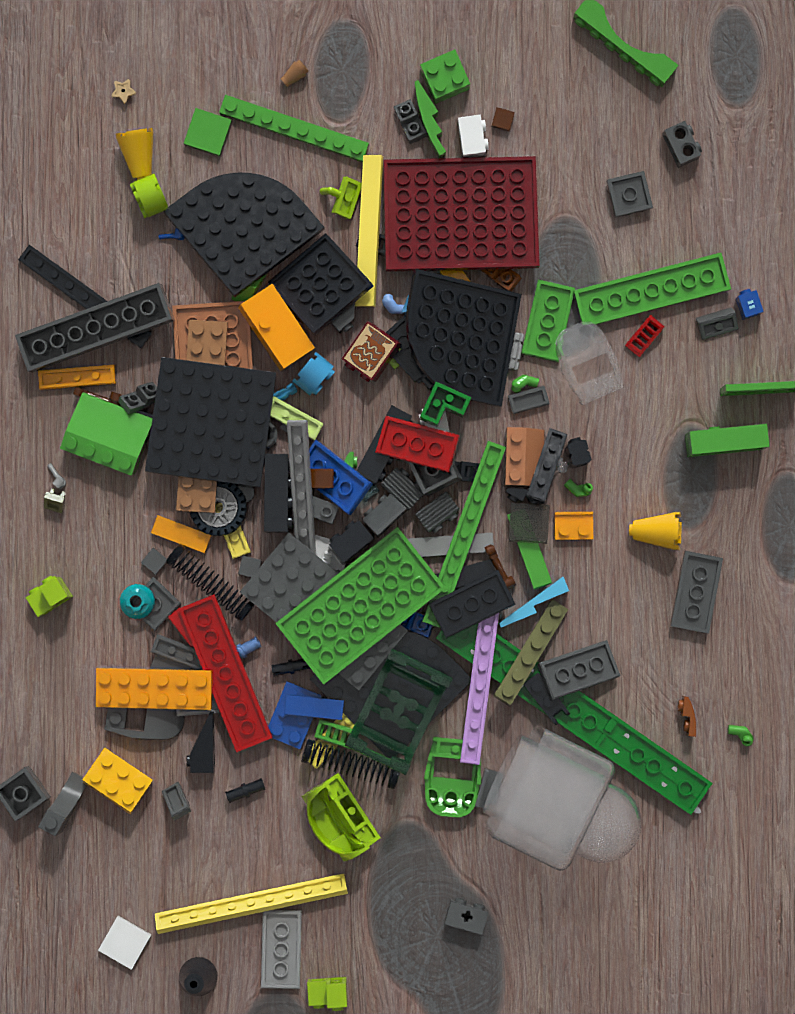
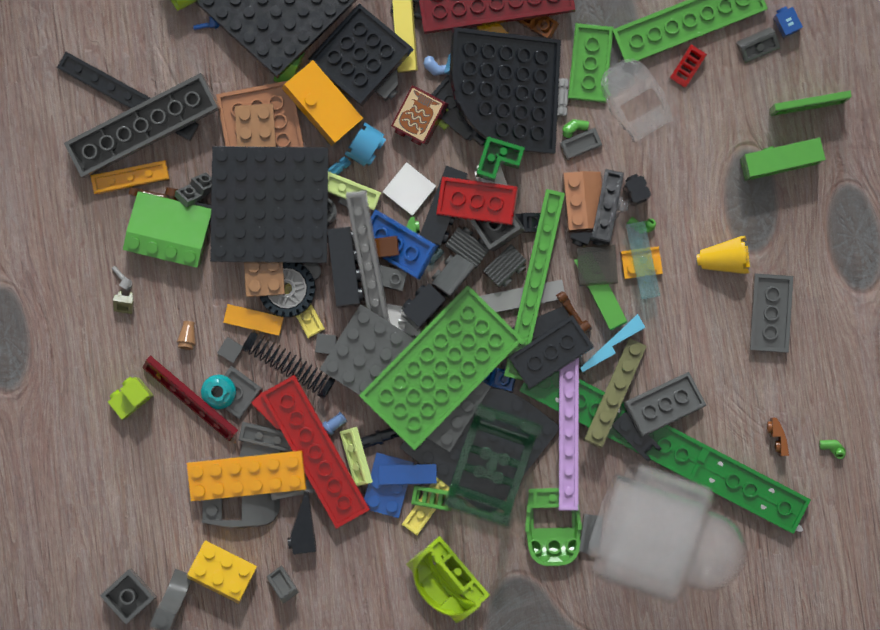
camera: 10 degrees left, 0 degrees up
(111, 608) = (189, 398): none -> dark red tile
(112, 544) = (187, 336): none -> medium nougat cone
(245, 790) = (349, 565): black pin -> none
(265, 683) = (356, 456): none -> yellowish green tile
(308, 748) = (407, 515): black piece -> none
(352, 423) = (409, 189): none -> white tile
(575, 523) = (642, 260): none -> clear light blue tile

